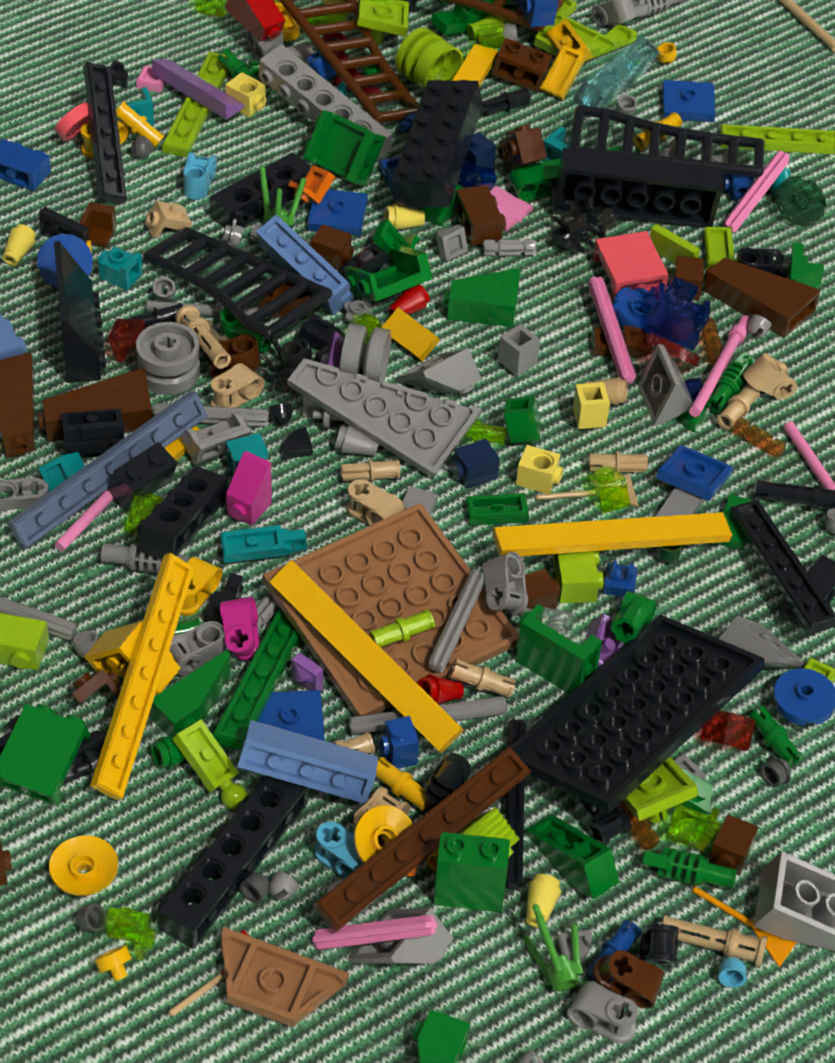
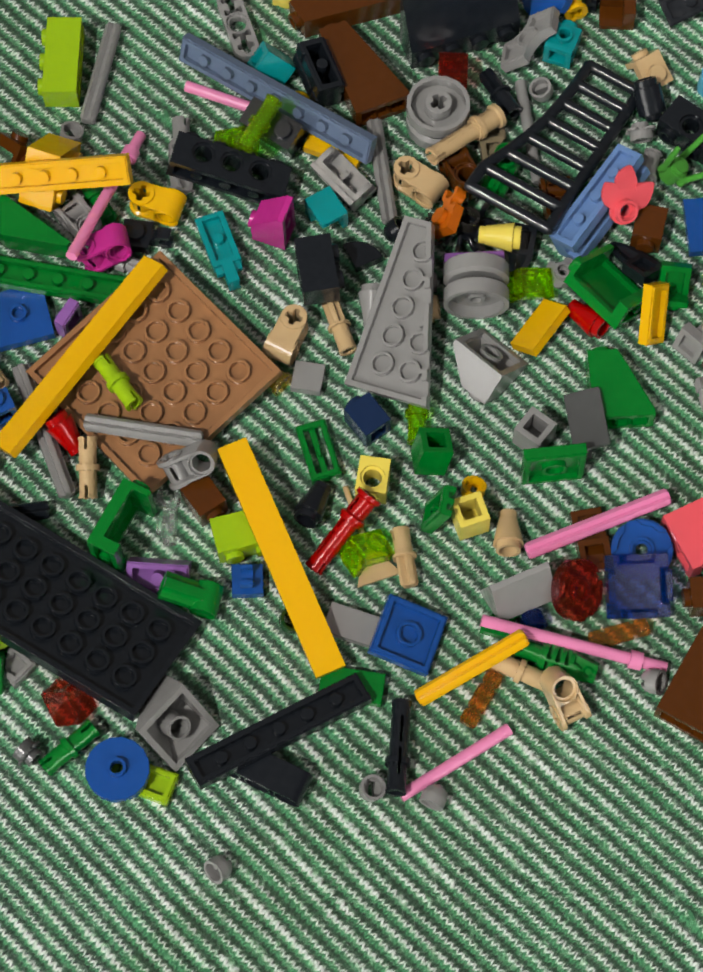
camera: 85 degrees right, 20 degrees up
(117, 292) = (521, 48): none -> light grey tile
(132, 599) = (103, 200): none -> bright pink bar
(151, 466) = (259, 123): none -> clear neon green pin
(202, 219) = (649, 98): none -> black brick
(284, 361) = (448, 216): none -> orange plate
(317, 241) = (626, 193): none -> coral plate
(318, 458) = (318, 269): none -> black brick
(320, 329) = (501, 236): none -> light yellow cone
(436, 262) = (653, 313): none -> yellow tile
(509, 311) = (587, 419): none -> dark grey panel
(551, 513) = (312, 506): none -> black cone
(554, 340) = (553, 463): none -> green tile
(560, 405) = (473, 481): none -> yellow hinge
(584, 478) = (351, 519): none -> red pin
(588, 400) = (439, 505): none -> green tile
(736, 429) = (471, 667): none -> yellow axle

